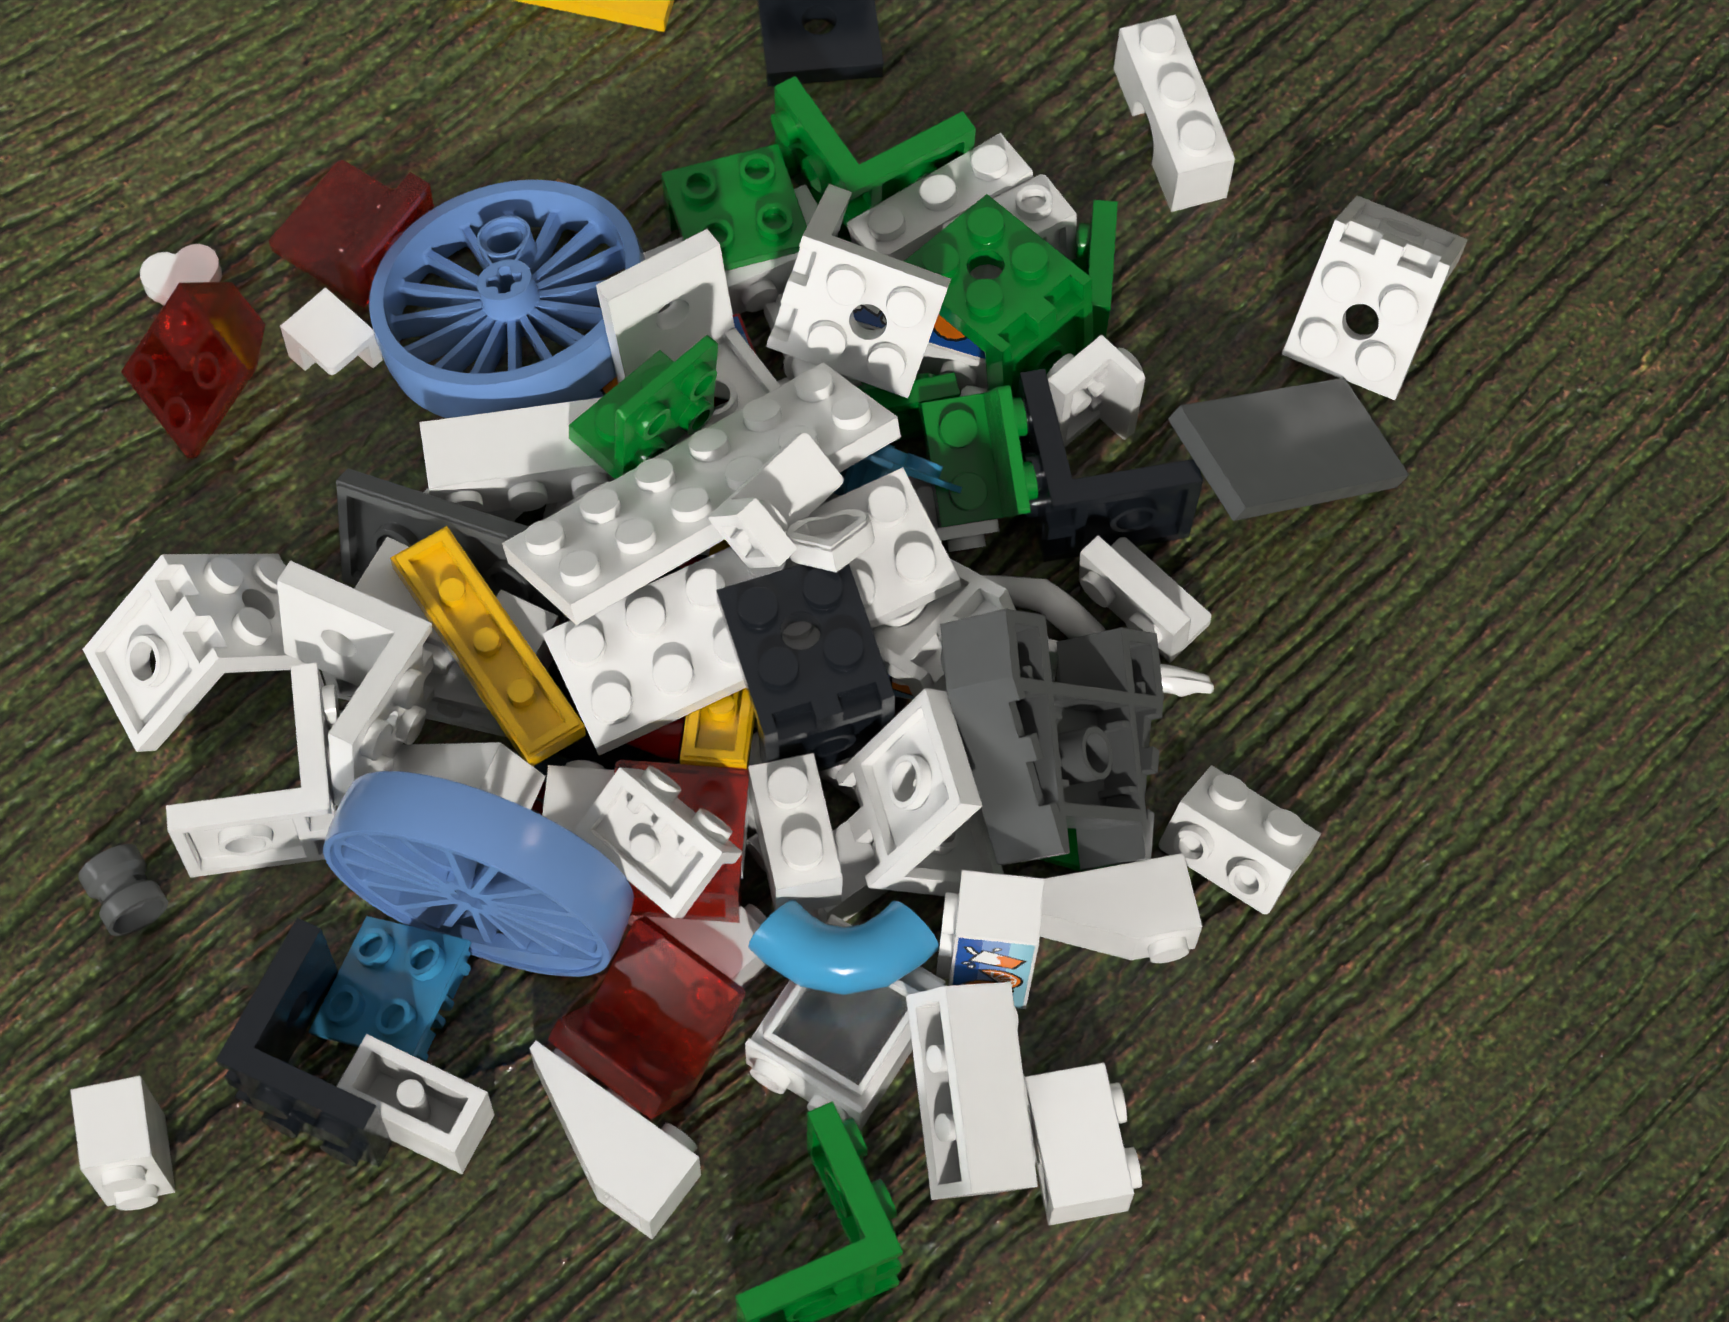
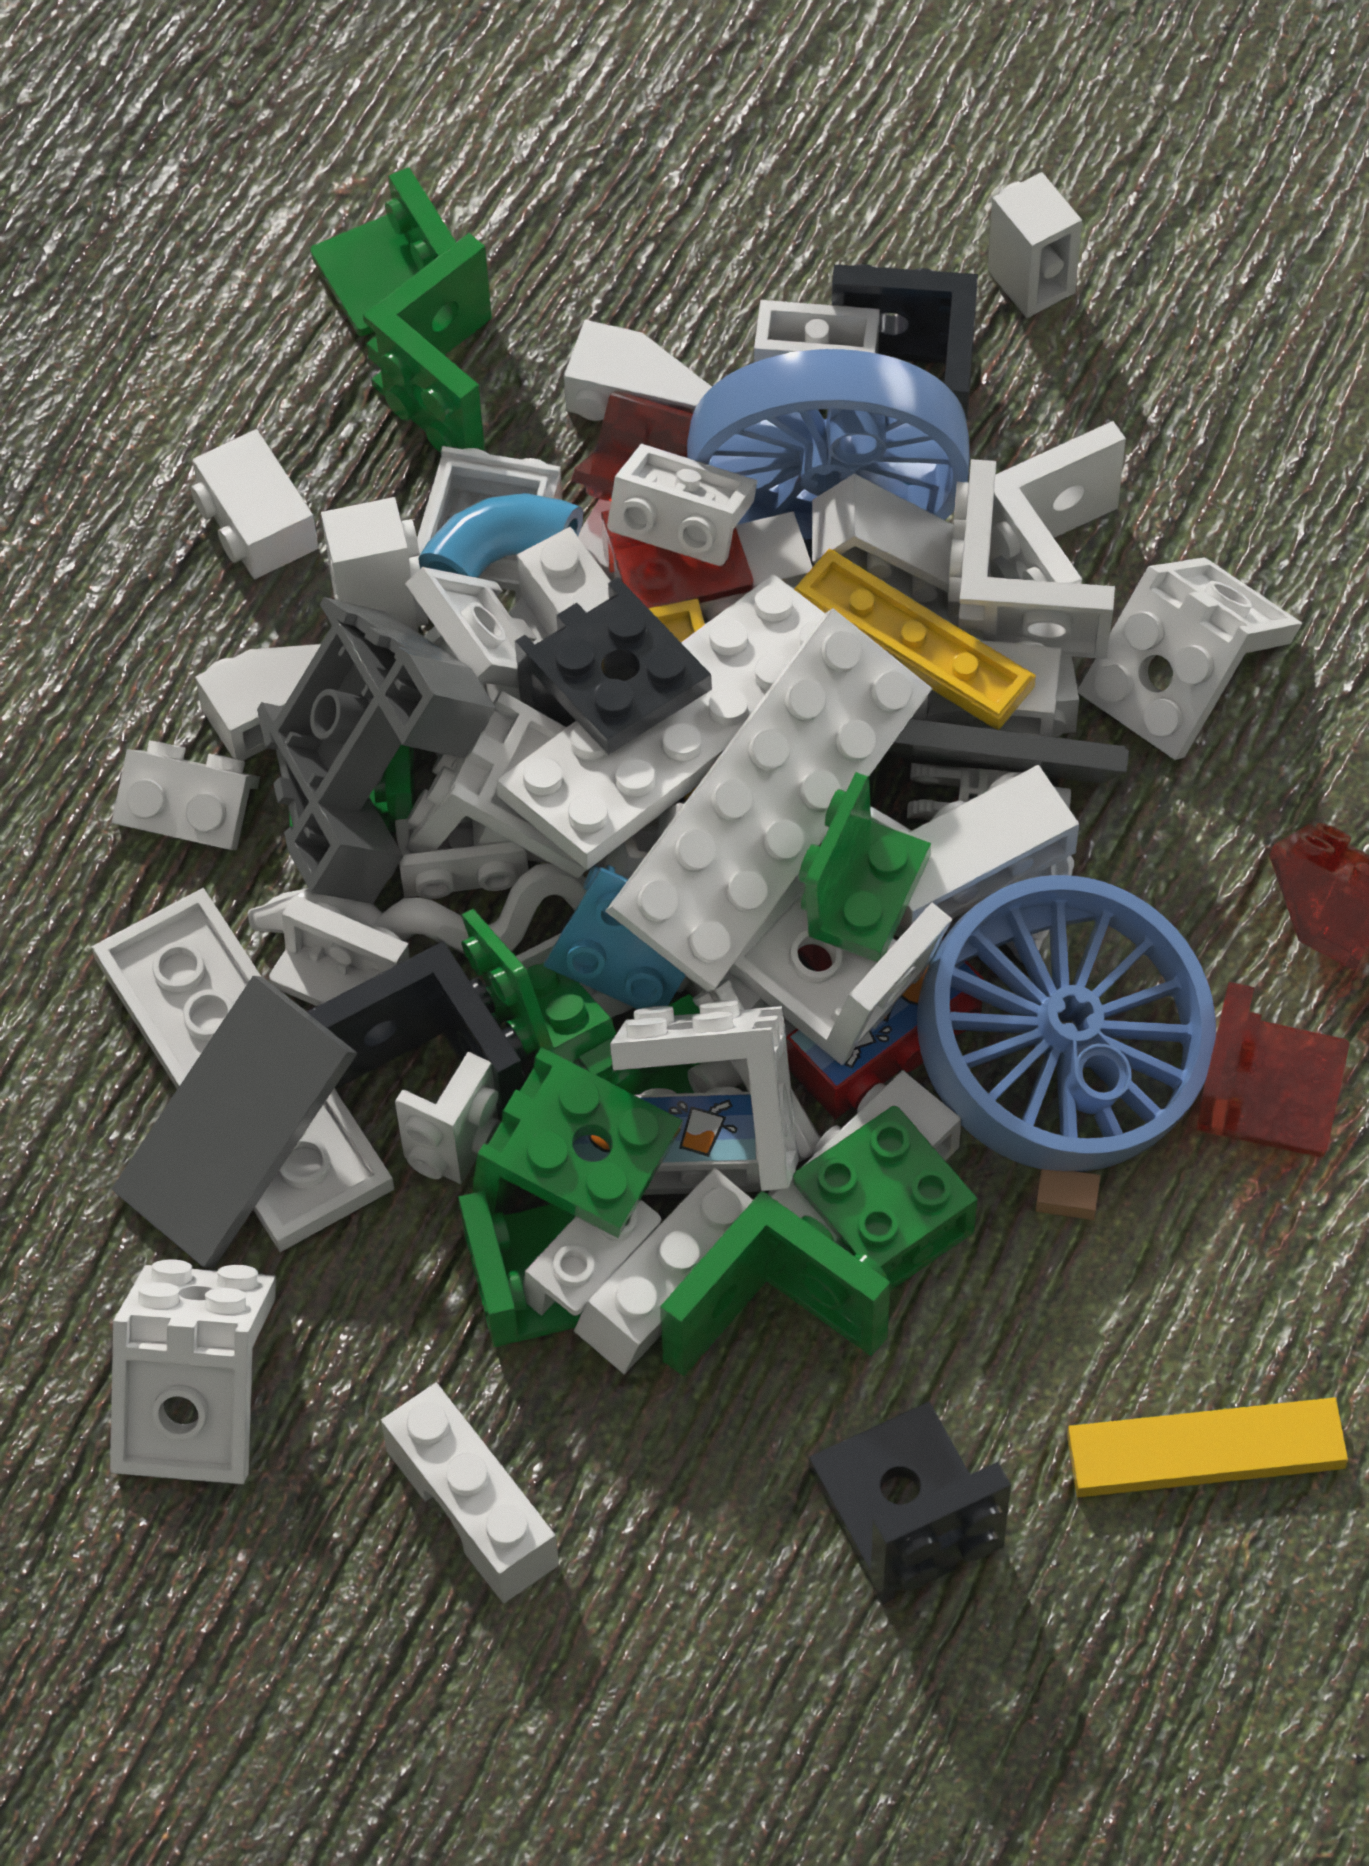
camera: 165 degrees right, 5 degrees down
(123, 890) = (1151, 440): dark grey wheel -> none
(329, 335) = (1232, 948): white panel -> none
(775, 498) = (705, 732): white bracket -> none
(831, 540) = (622, 740): white tile -> none
(971, 1090) = (342, 466): white brick -> none
(1272, 588) = (178, 984): none -> white plate

